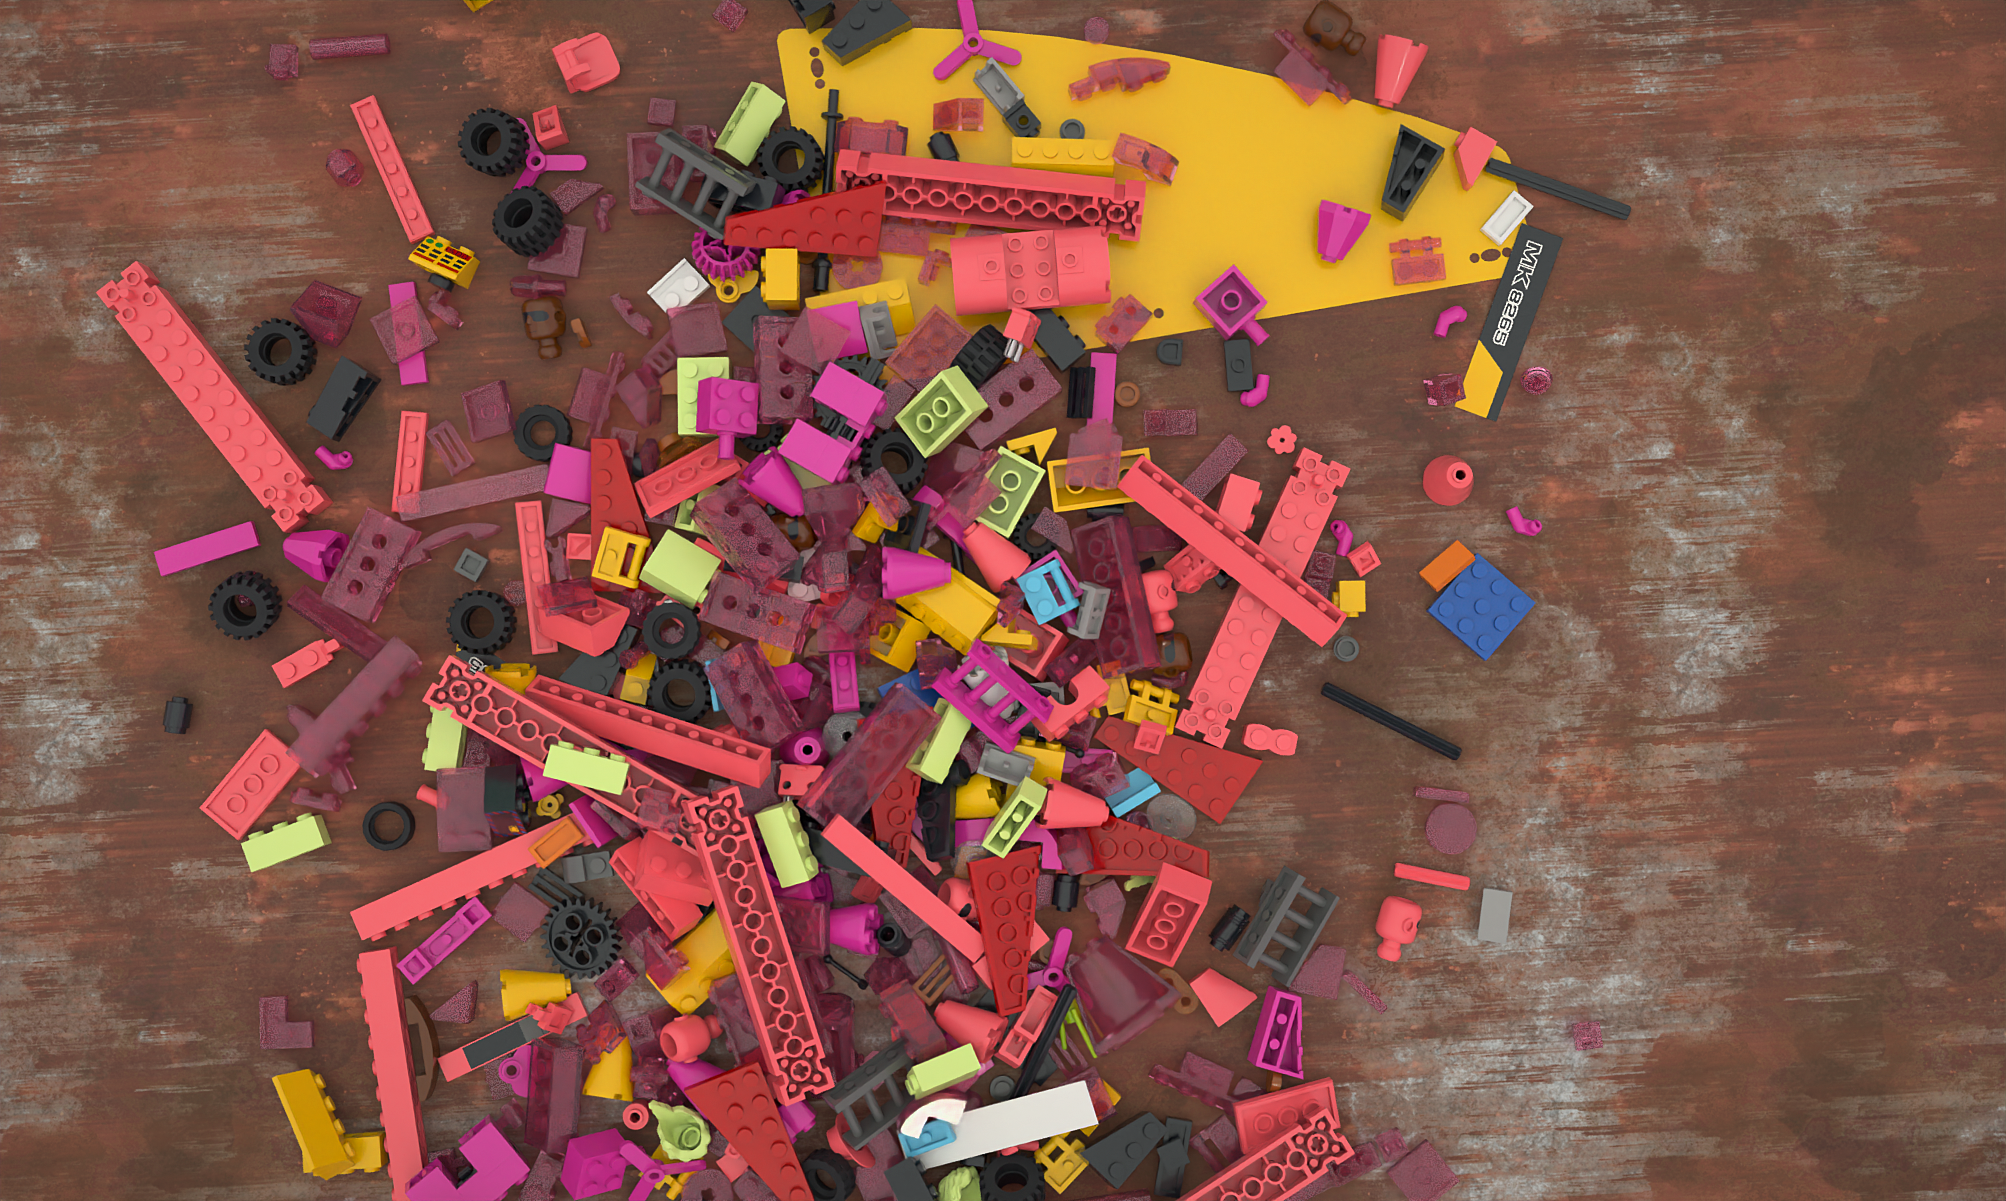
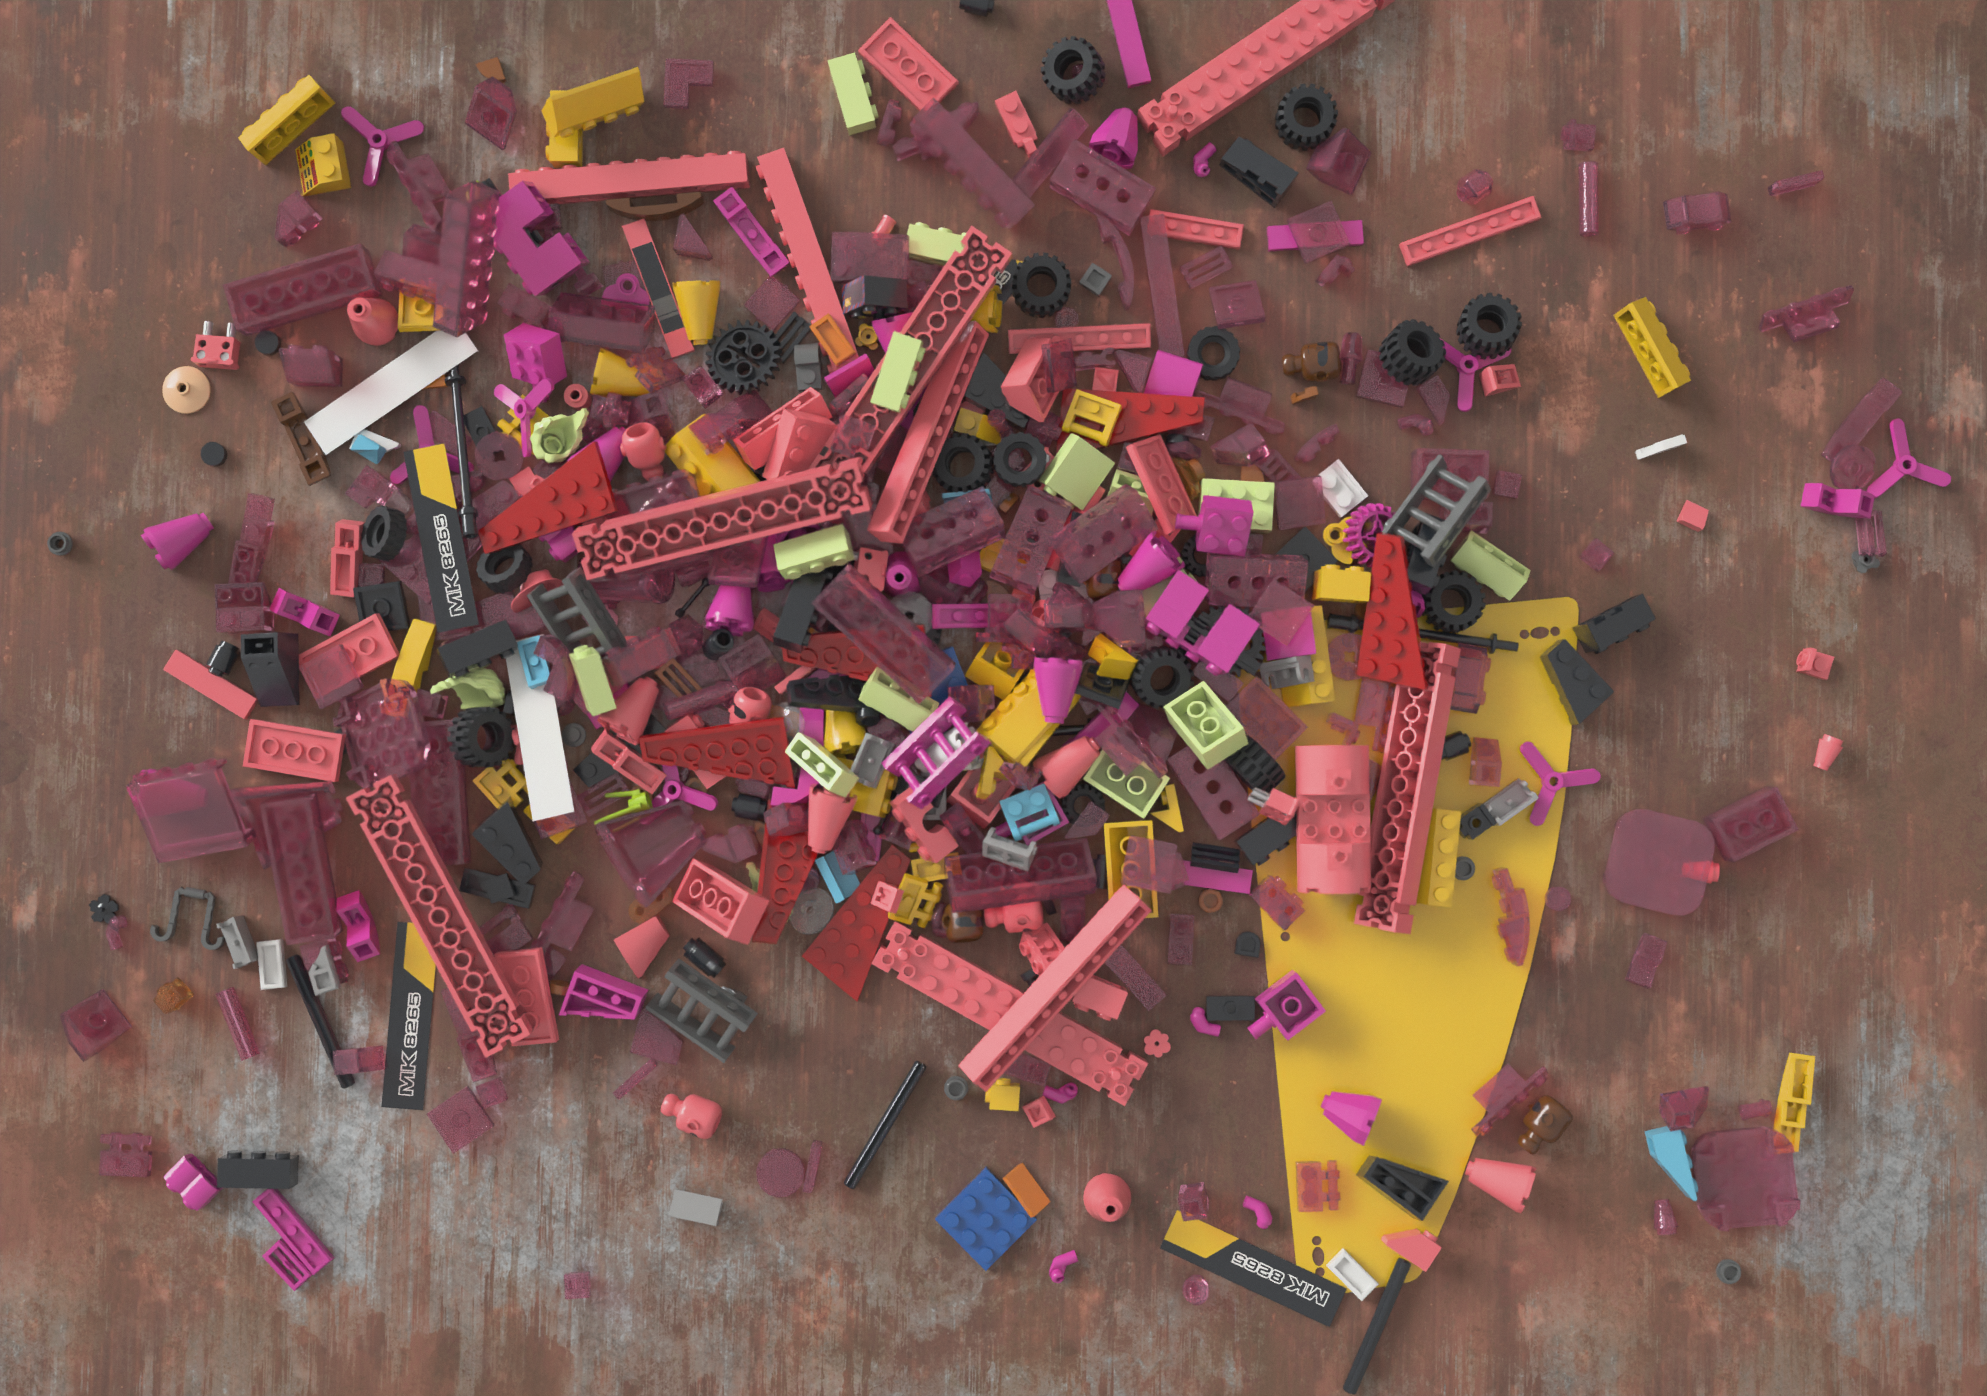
camera: 90 degrees right, 0 degrees up
(369, 829) = (852, 171): black tyre -> none
(441, 282) = (1360, 269): black tile -> none
(442, 259) = (1380, 274): yellow slope -> none
(552, 1018) = (671, 324): coral plate -> none
(587, 62) = (1558, 418): coral piece -> none
(885, 495) = (1130, 666): clear pink bracket -> none
(904, 887) = (764, 657): coral tile -> none
(1044, 1041) = (612, 777): black axle -> none
(1150, 159) = (1431, 939): clear pink brick -> none
(1275, 740) = (875, 1014): coral brick -> none
(1431, 876) = (737, 1151): coral axle -> none

